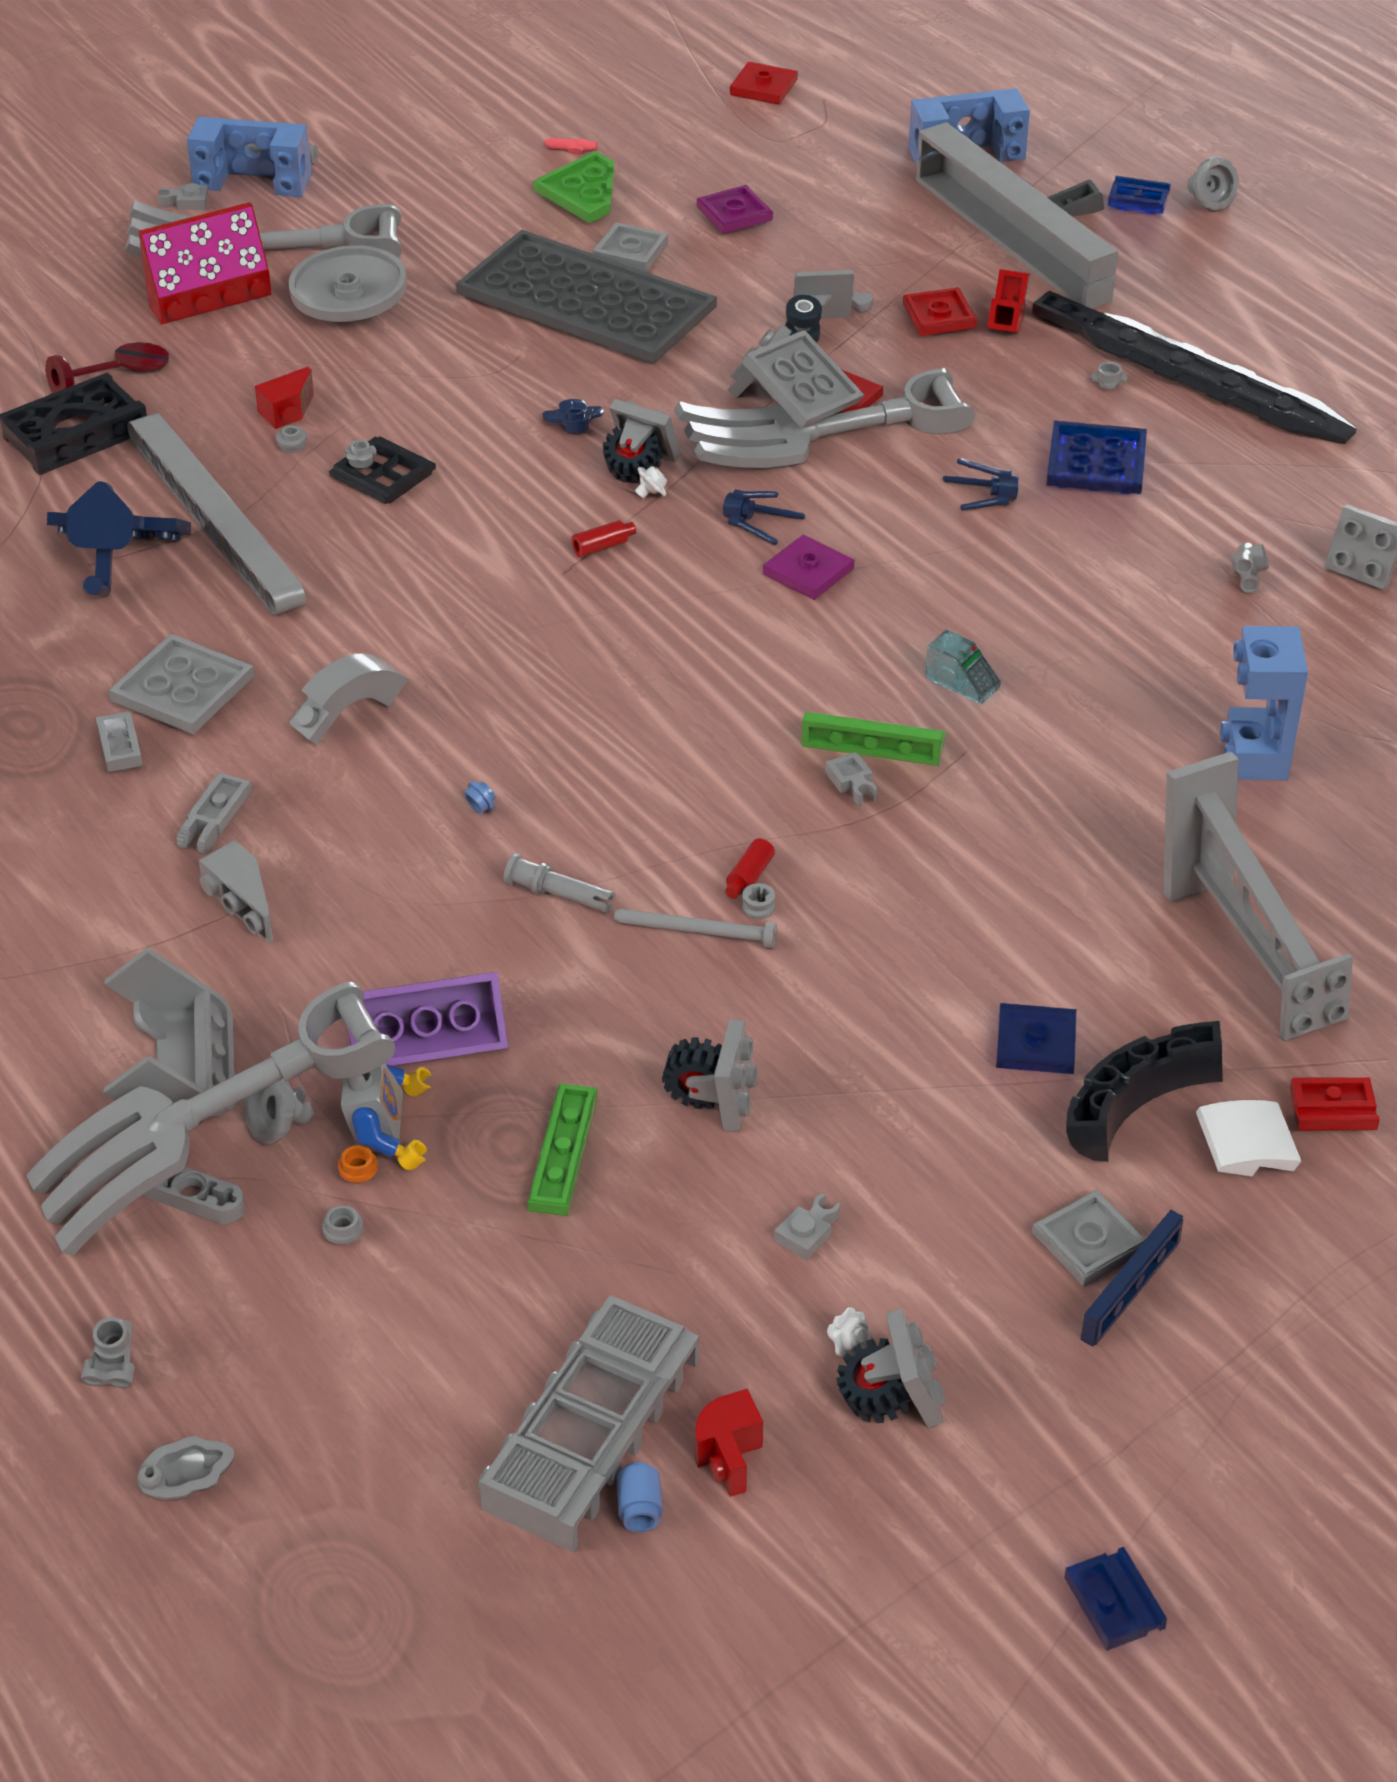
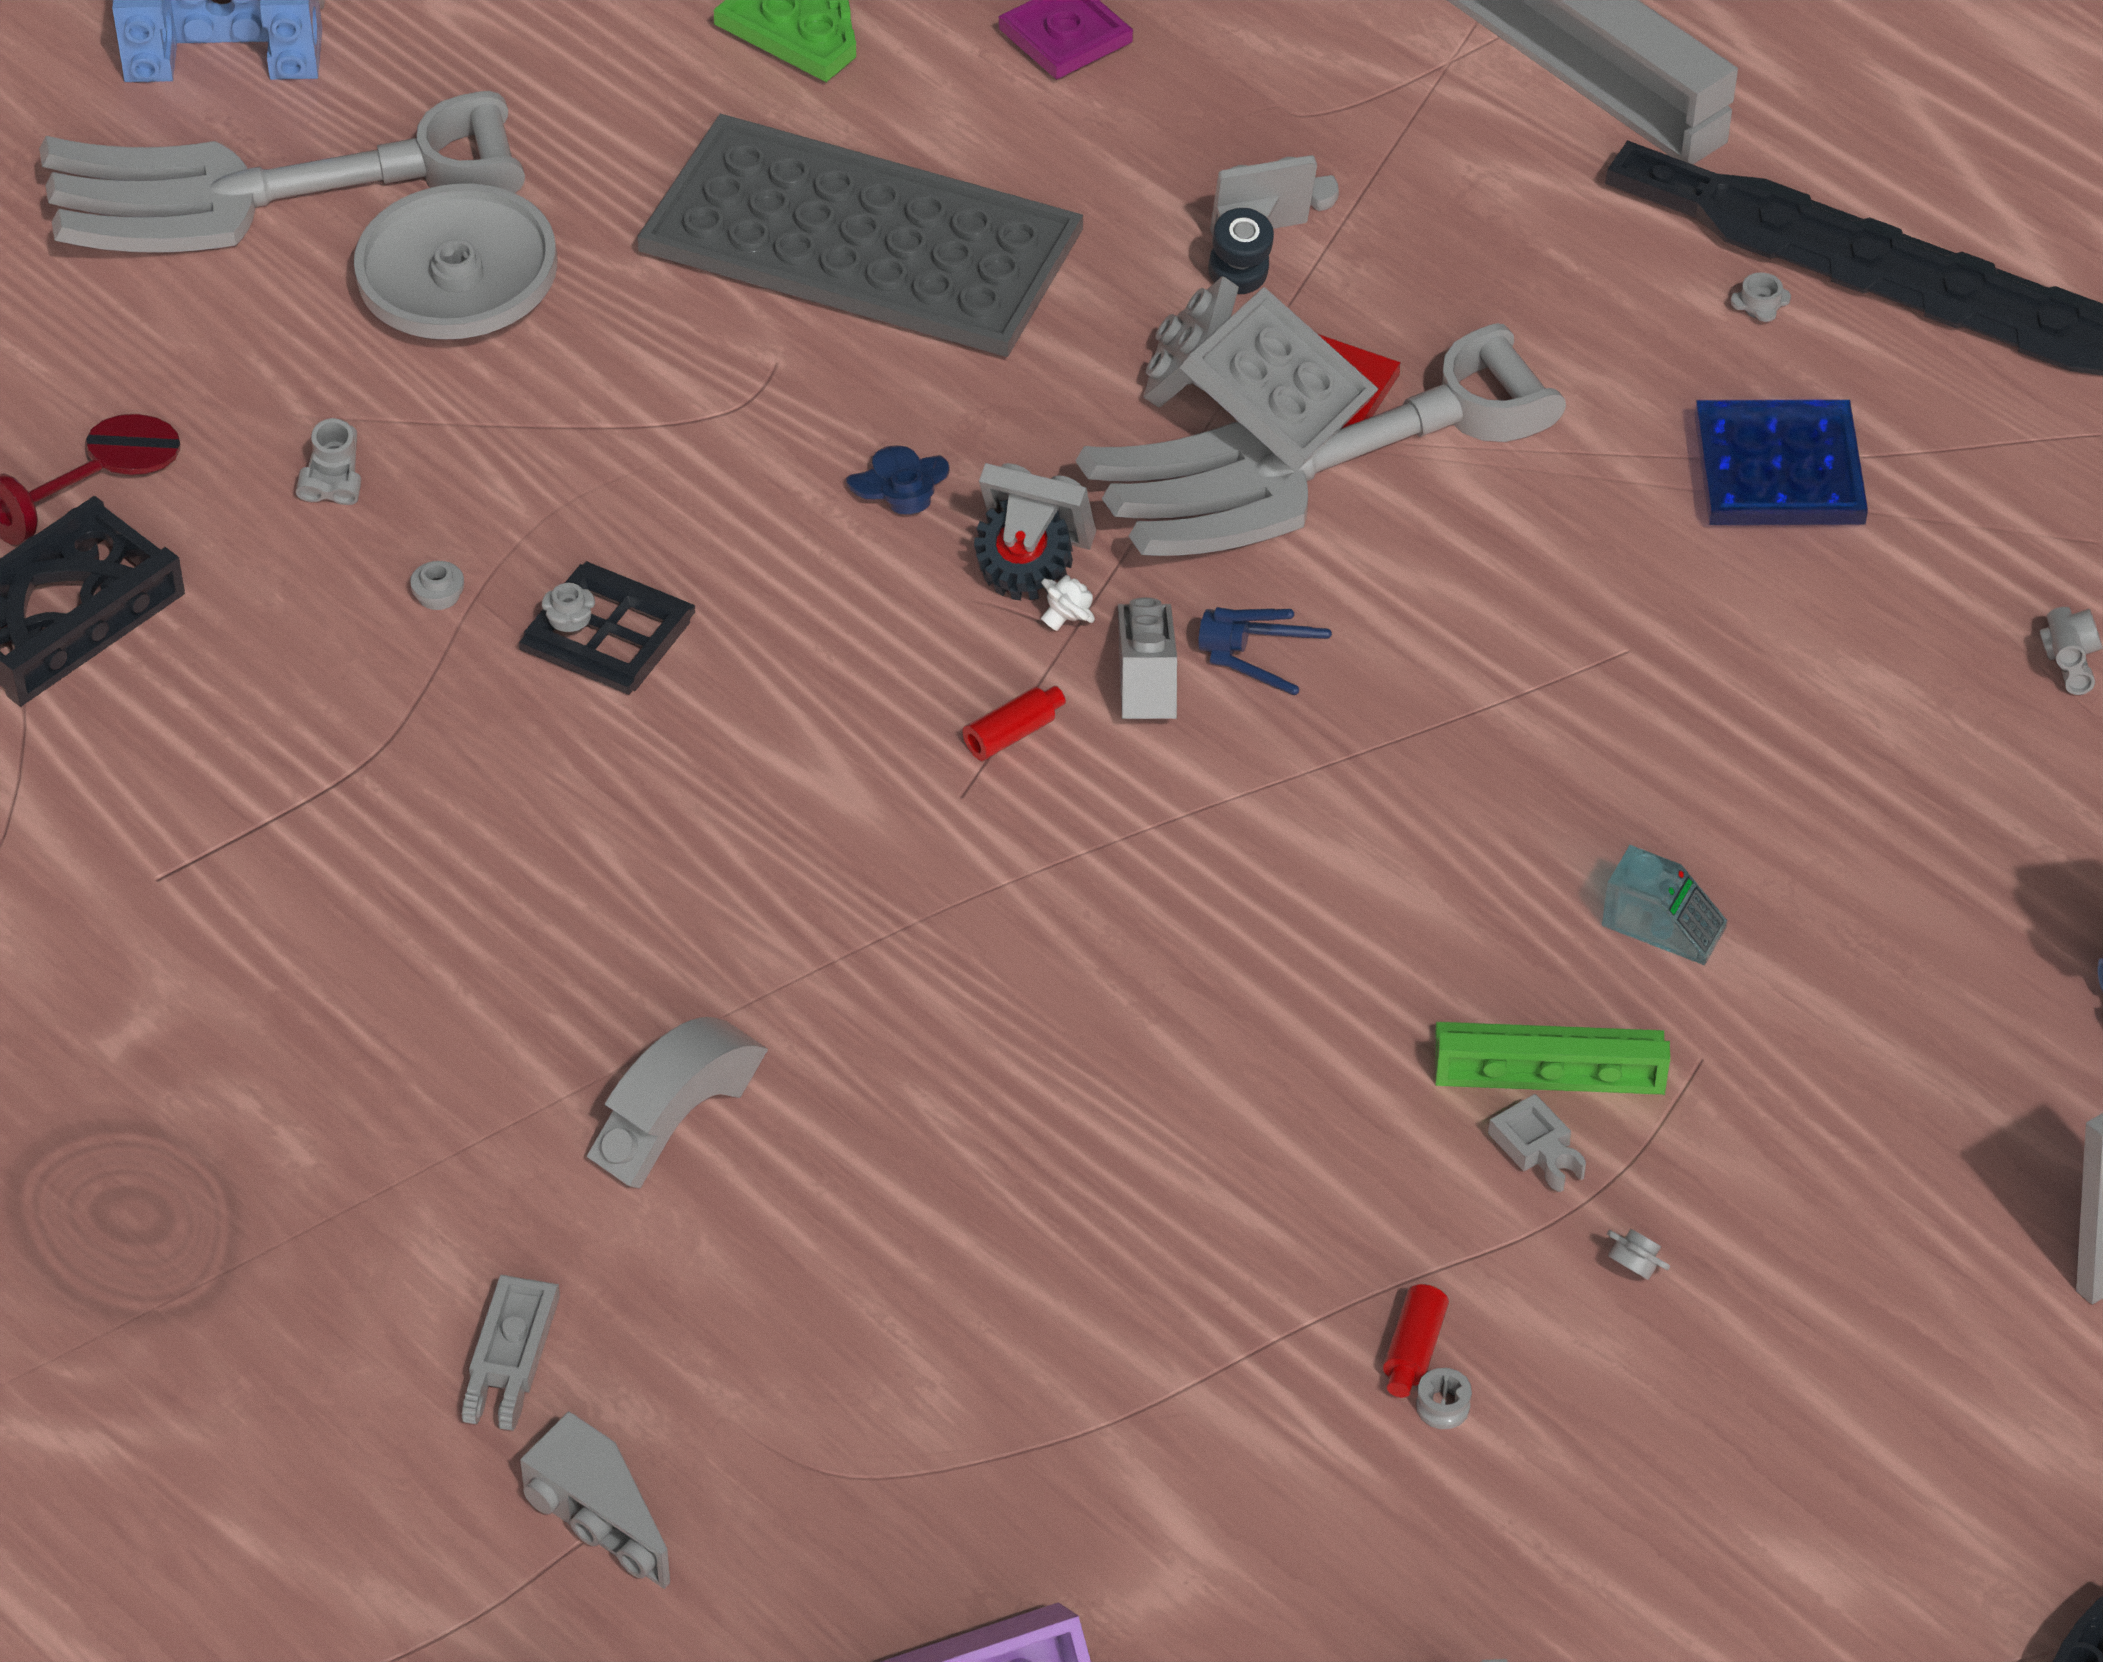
camera: 10 degrees left, 5 degrees up
(107, 524) = (193, 826): dark blue plate -> none
(119, 741) = (312, 1233): light grey piece -> none
(181, 683) = (386, 1103): light grey plate -> none
(186, 197) = (123, 104): light grey plate -> none
(204, 263) = (206, 258): slope -> none
(217, 514) = (353, 755): light grey beam -> none
(249, 374) = (331, 465): none -> light grey plate
(285, 397) = (406, 506): red slope -> none
(480, 797) = (944, 1262): medium blue plate -> none
(543, 879) = (1087, 1407): light grey pin -> none
(632, 246) = (912, 125): light grey plate -> none
(689, 515) = (1147, 660): none -> light grey slope
(702, 926) = (1359, 1459): light grey bar -> none
(808, 567) = (1363, 735): magenta plate -> none
(895, 839) = (1636, 1253): none -> light grey plate
(939, 311) = (1455, 200): red plate -> none
(1002, 485) = (1640, 537): dark blue plant -> none
(1009, 303) = (1570, 173): red brick -> none
(1036, 1038) = (1945, 1595): clear blue plate -> none

